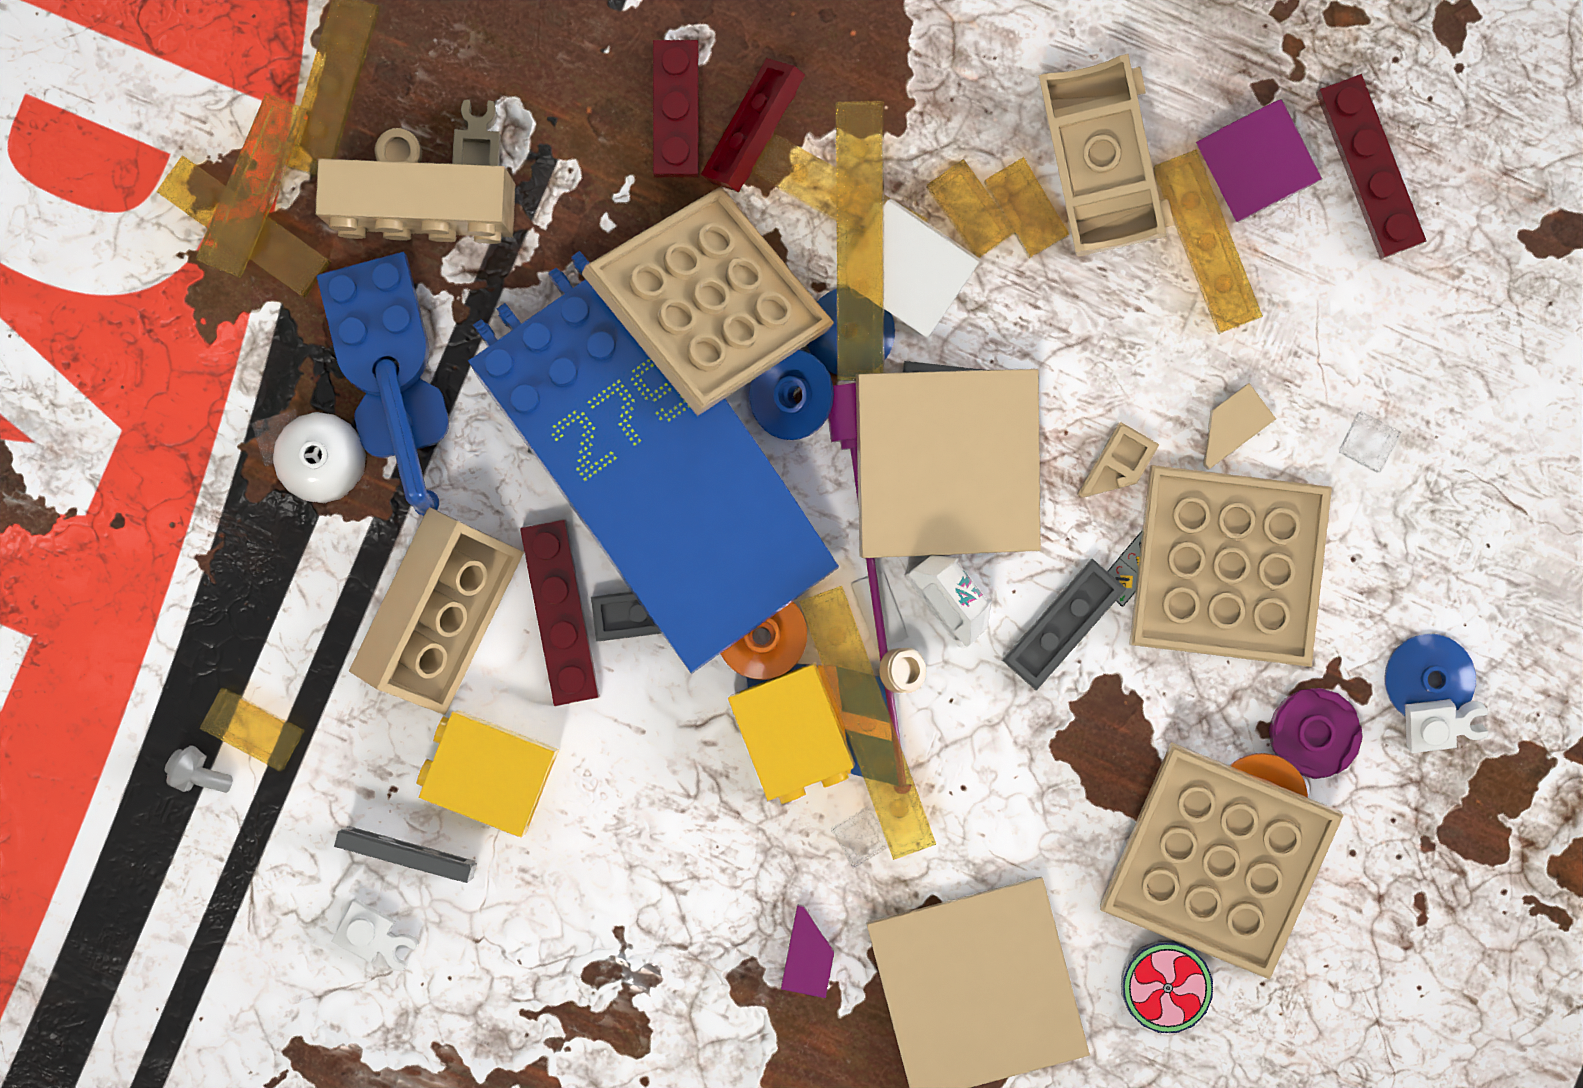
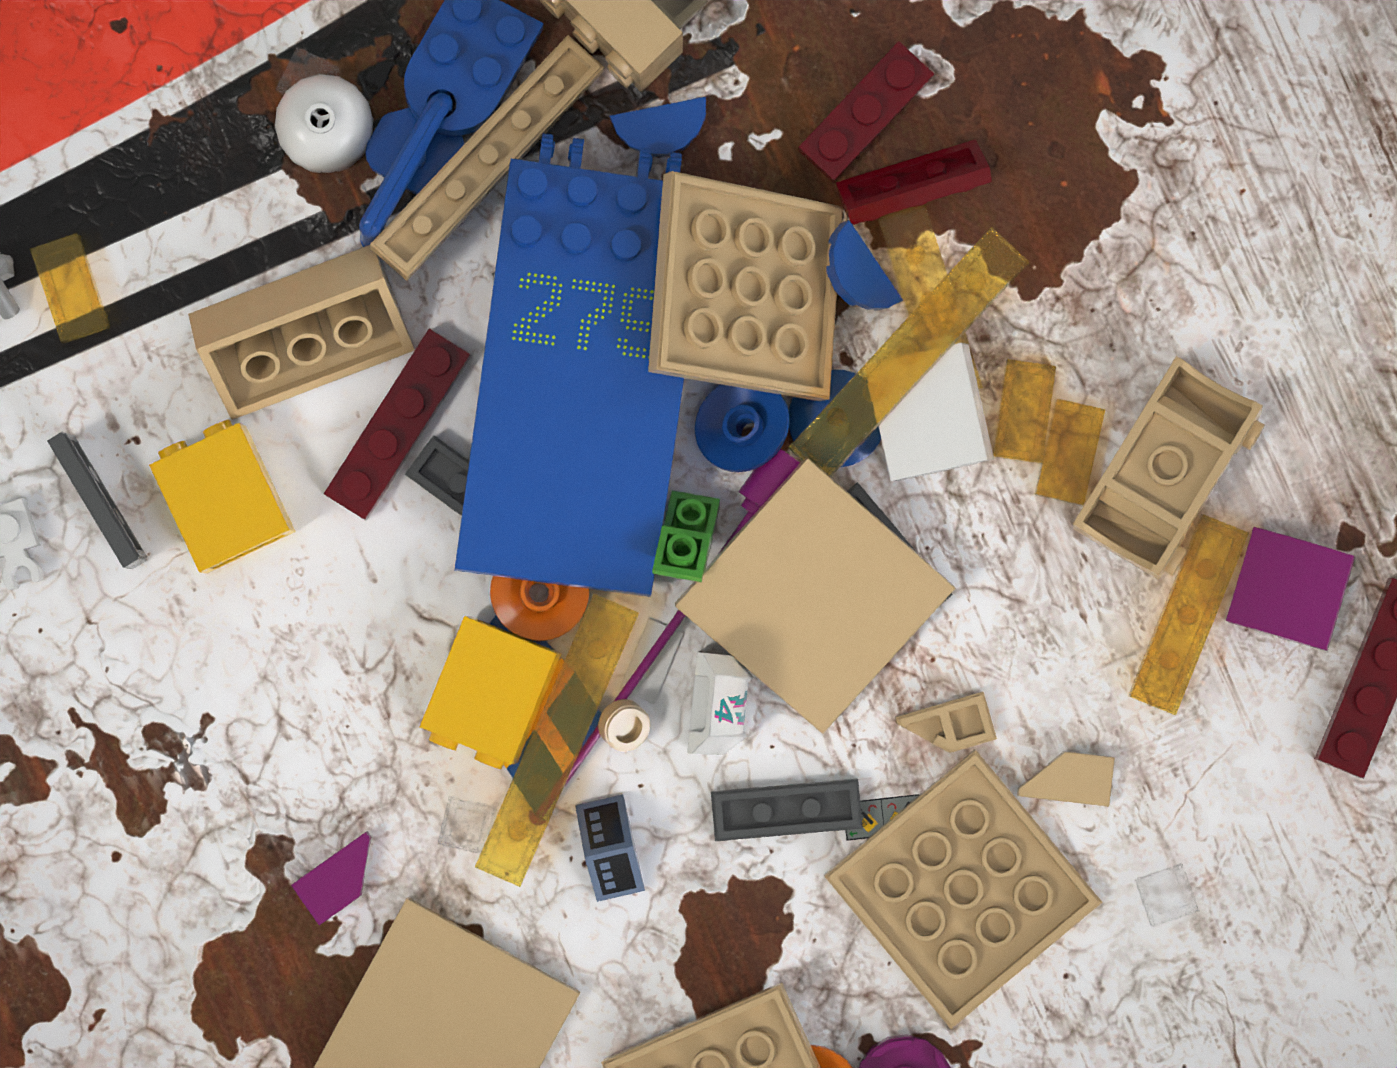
camera: 40 degrees right, 0 degrees up
(450, 377) = (486, 158): none -> tan tile
(548, 247) = (662, 127): none -> blue tile
(772, 221) = (857, 273): none -> blue tile
(825, 504) = (686, 536): none -> bright green slope
(970, 761) = (609, 848): none -> slope

